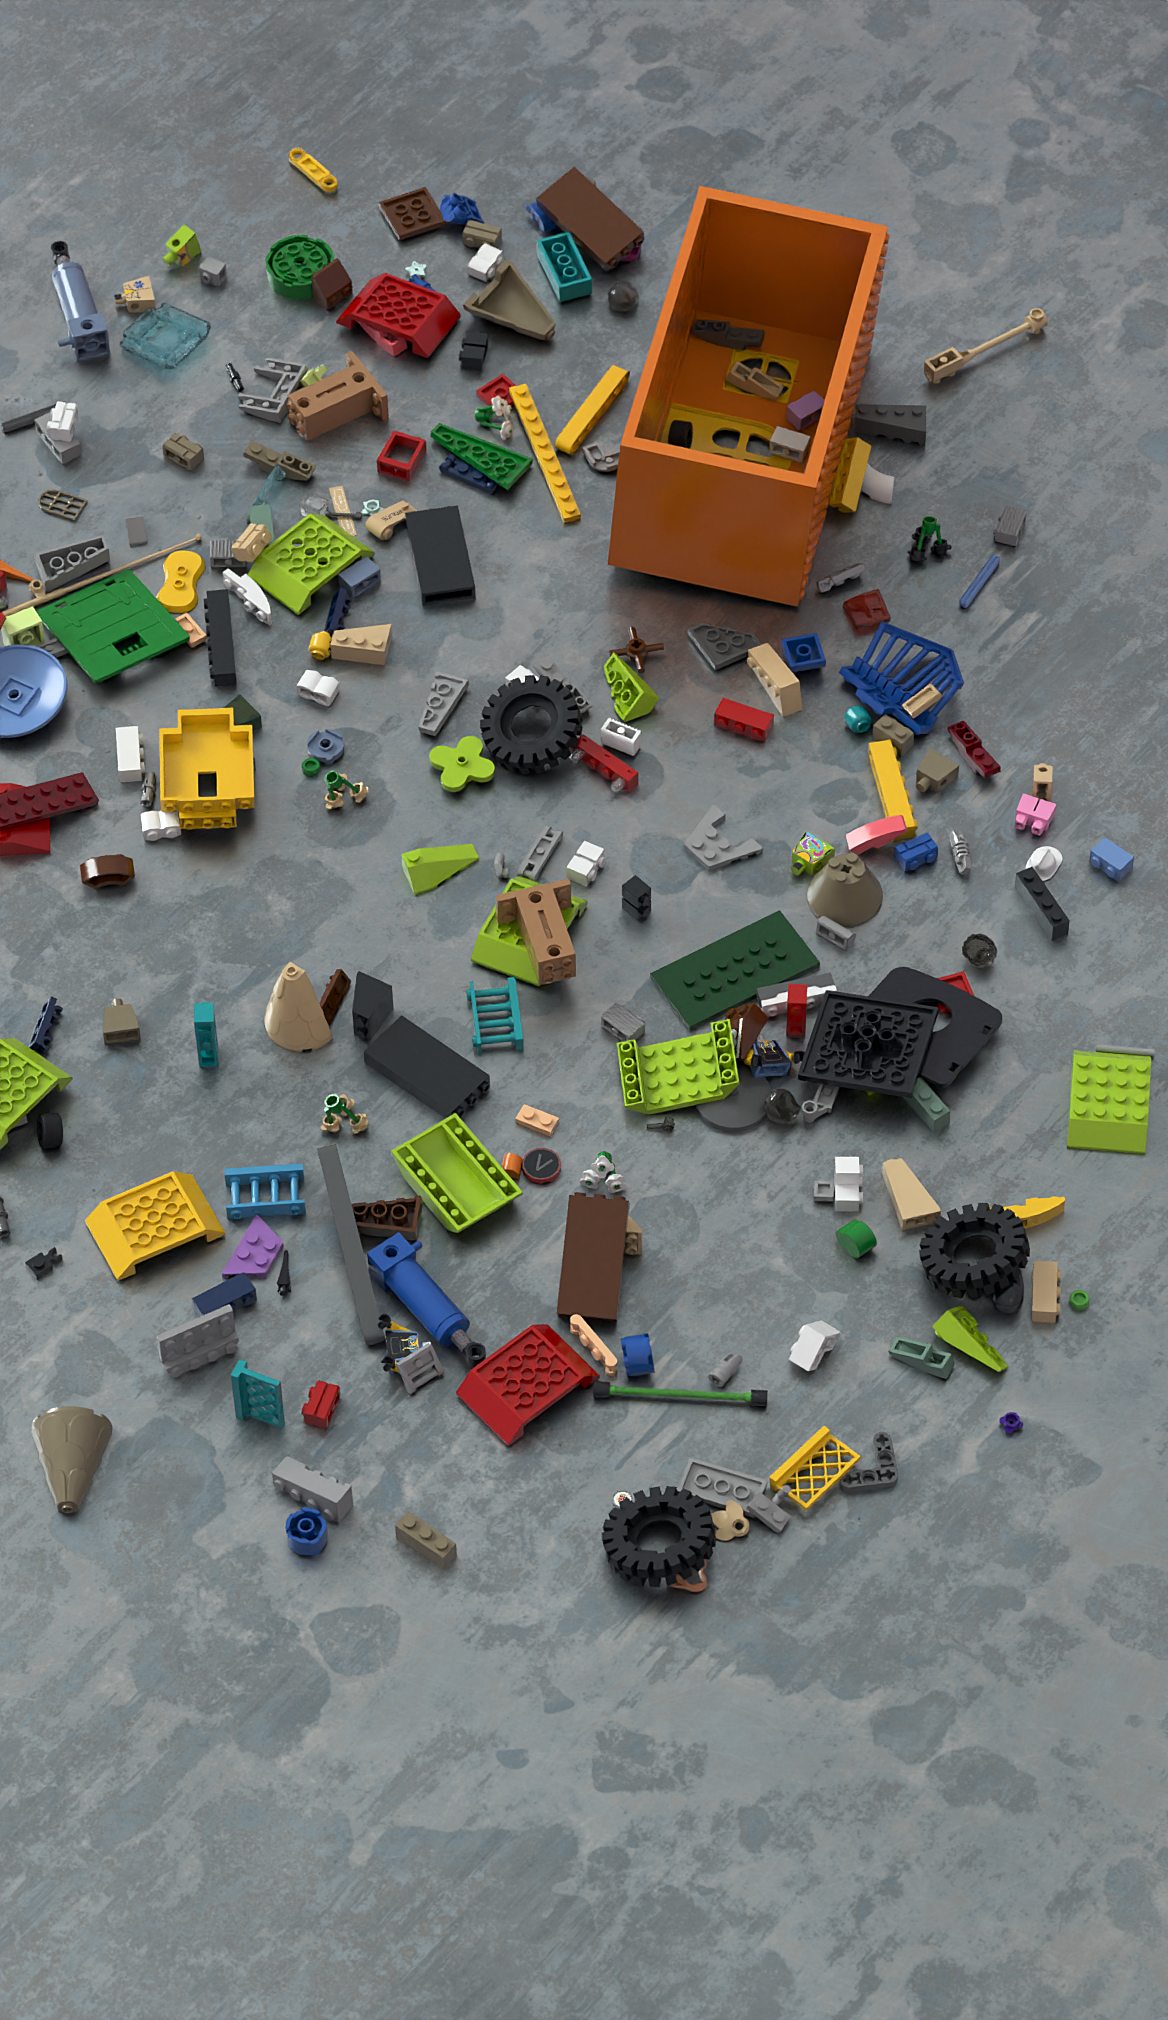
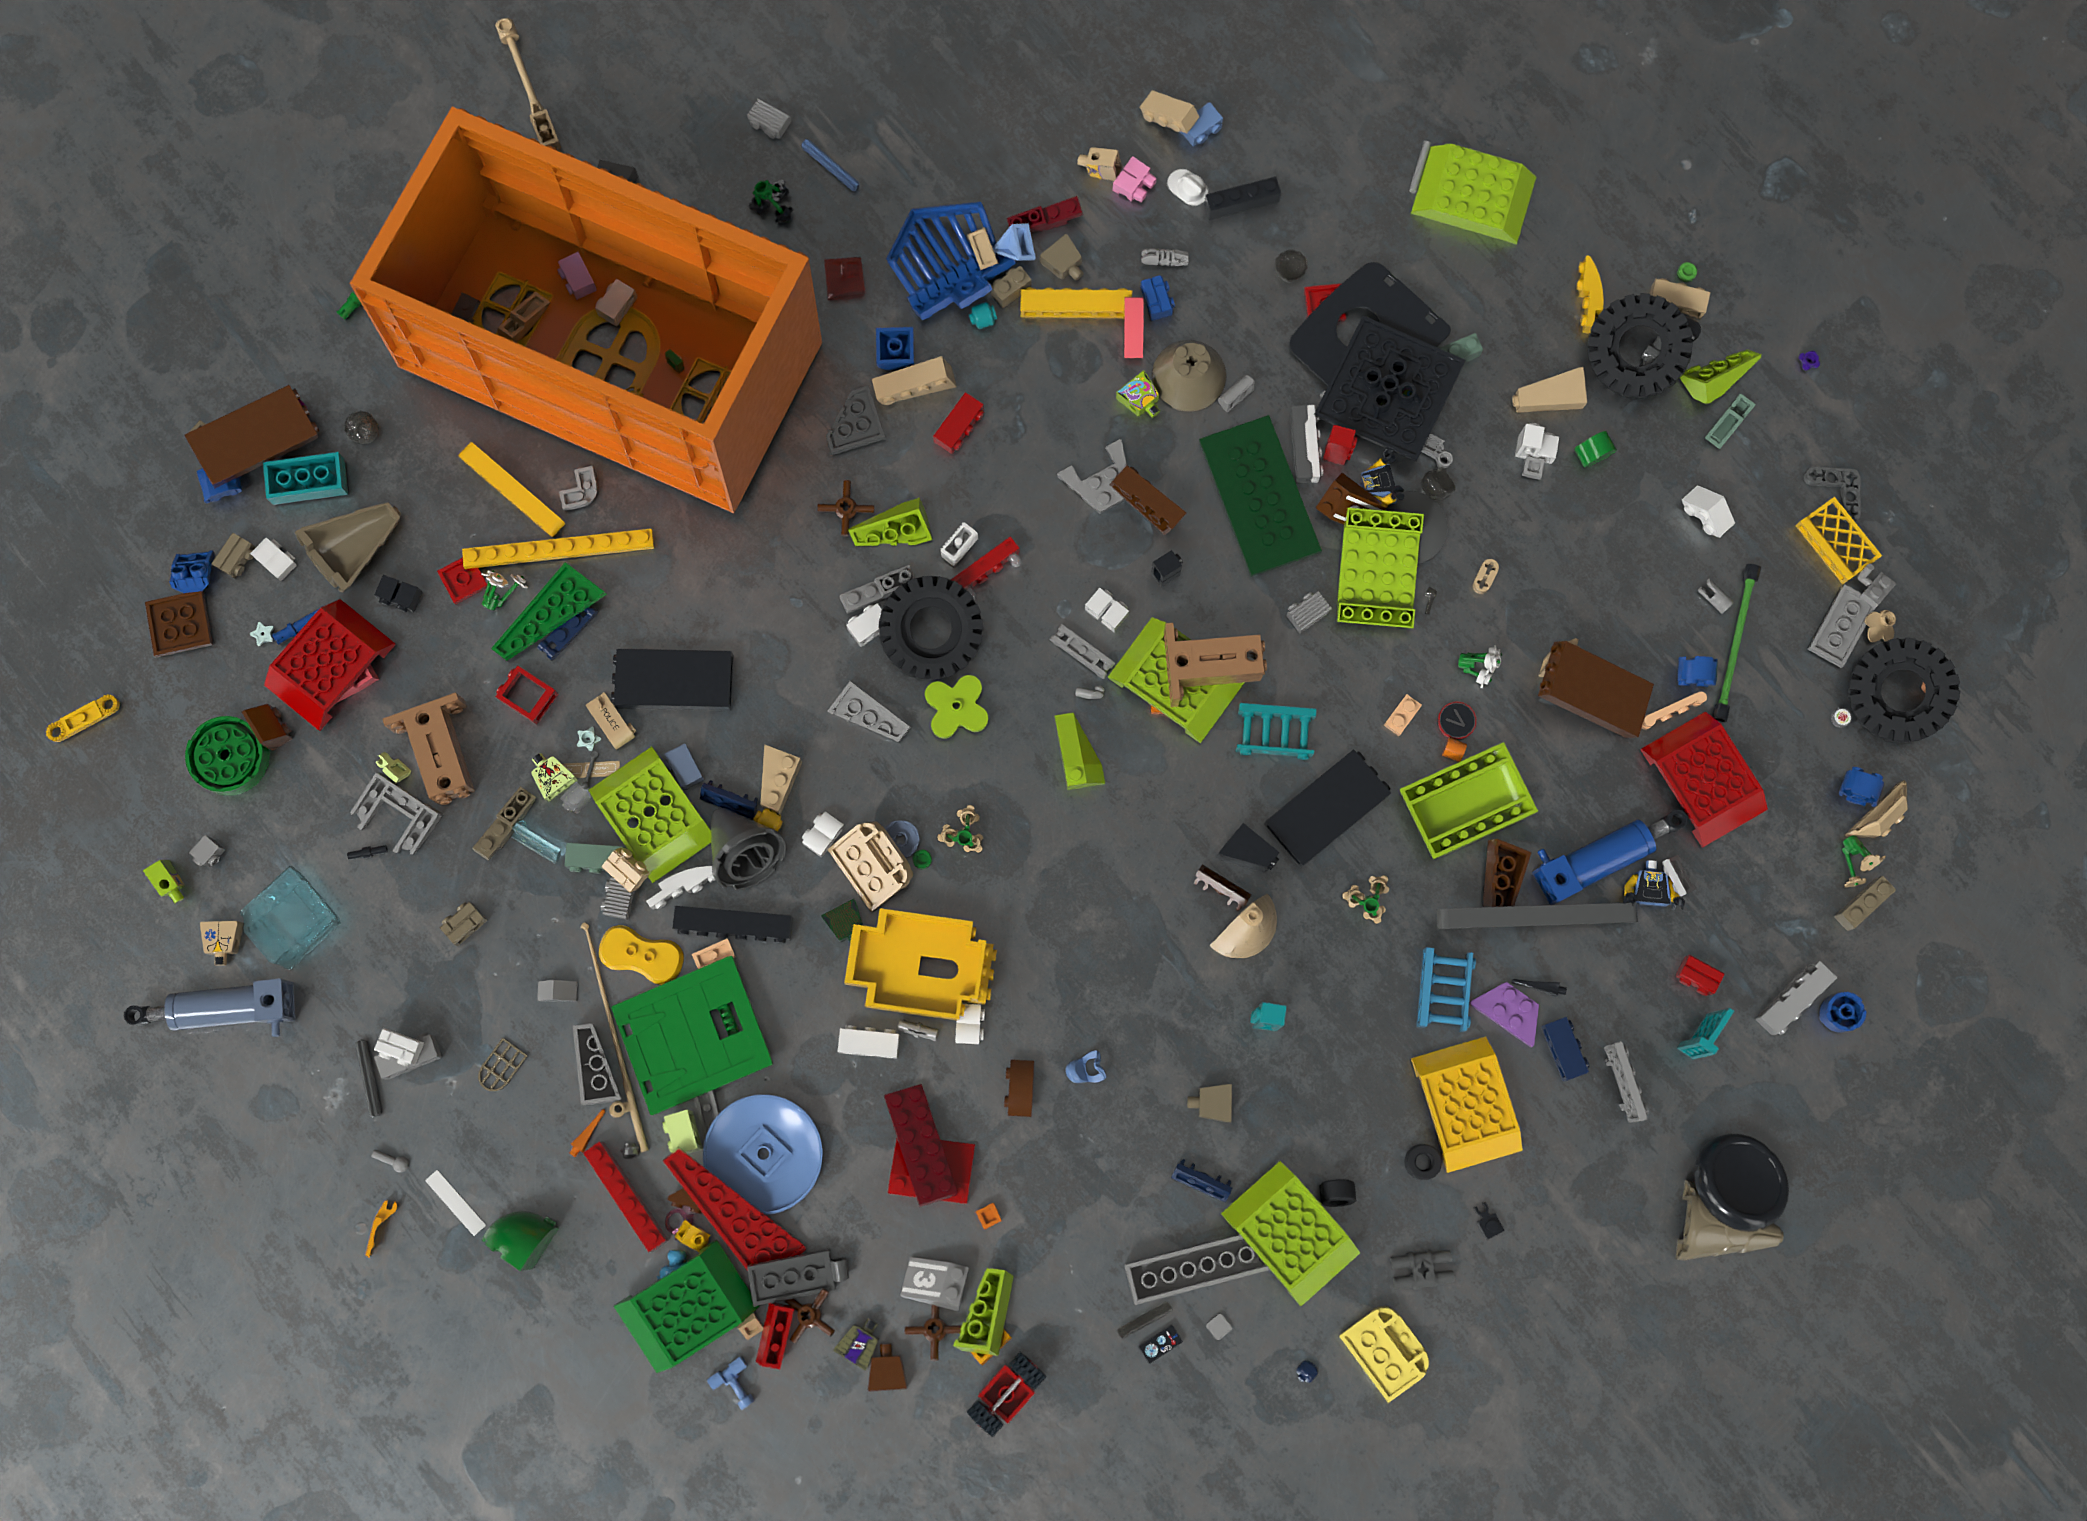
camera: 80 degrees left, 25 degrees up
(86, 1188) = (1432, 1153): none -> black tyre
(115, 1459) = (1741, 1182): none -> black piece
(132, 915) = (1077, 1071): none -> medium blue piece
(285, 622) = (742, 850): none -> dark grey cone
(297, 725) = (872, 863): none -> tan plate
(330, 485) = (551, 776): none -> yellowish green torso
(483, 1524) = (1854, 846): none -> plant
(525, 1546) = (1884, 815): none -> tan wedge
(547, 1516) = (1862, 787): none -> blue brick
(698, 1168) = (1489, 578): none -> tan beam
(701, 872) = (1147, 499): none -> reddish brown wedge
(936, 728) = (1016, 243): none -> light blue slope
(1111, 824) = (1169, 112): none -> tan brick

